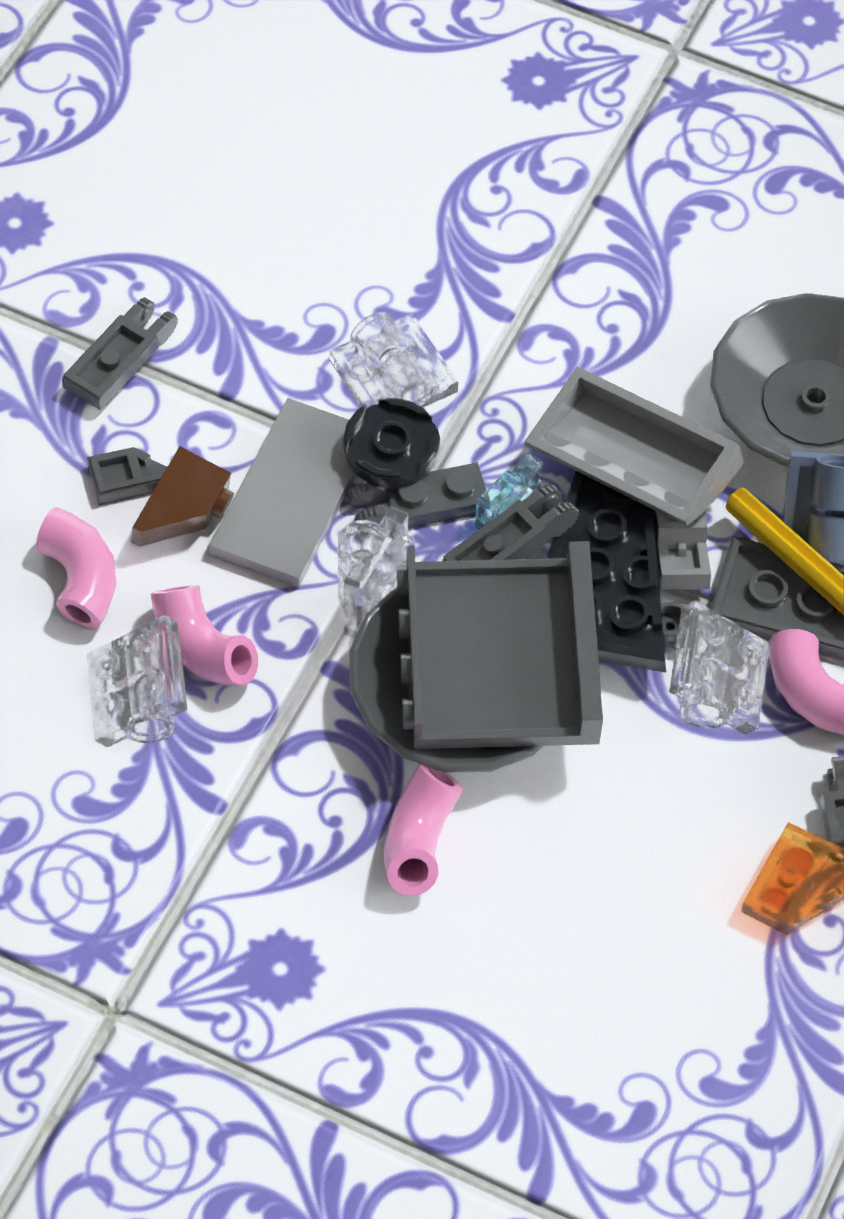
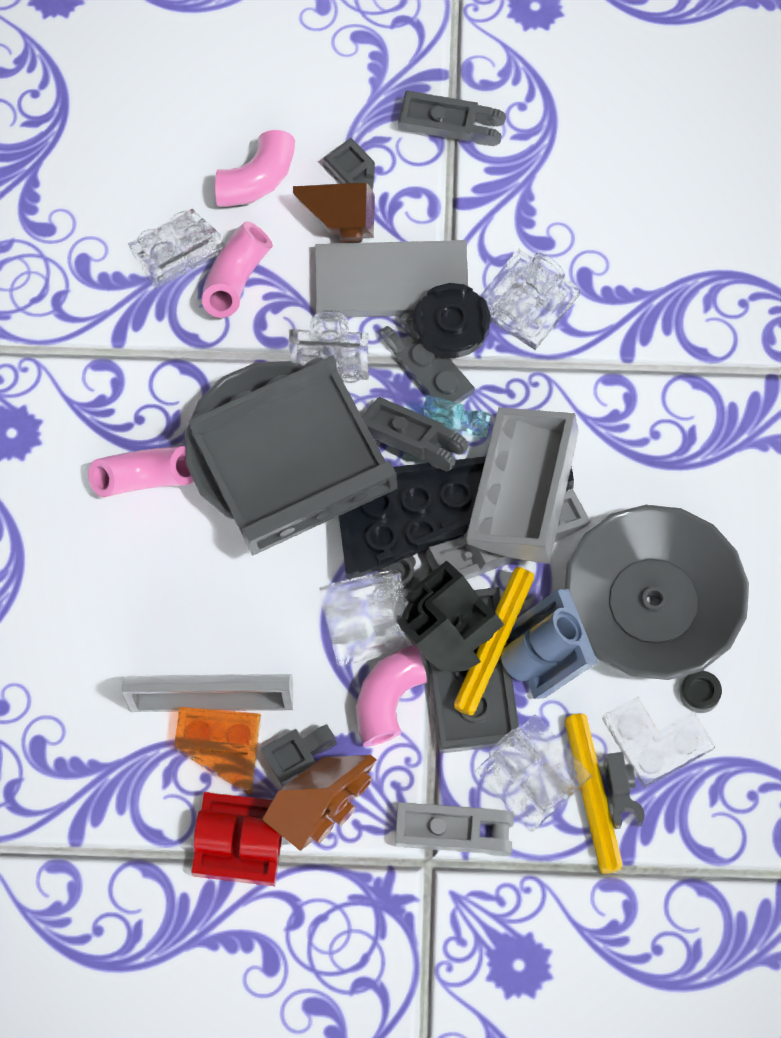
camera: 70 degrees right, 10 degrees up
(738, 859) = (212, 692): none -> light grey slope
(769, 579) = (448, 620): none -> pearl dark grey brick

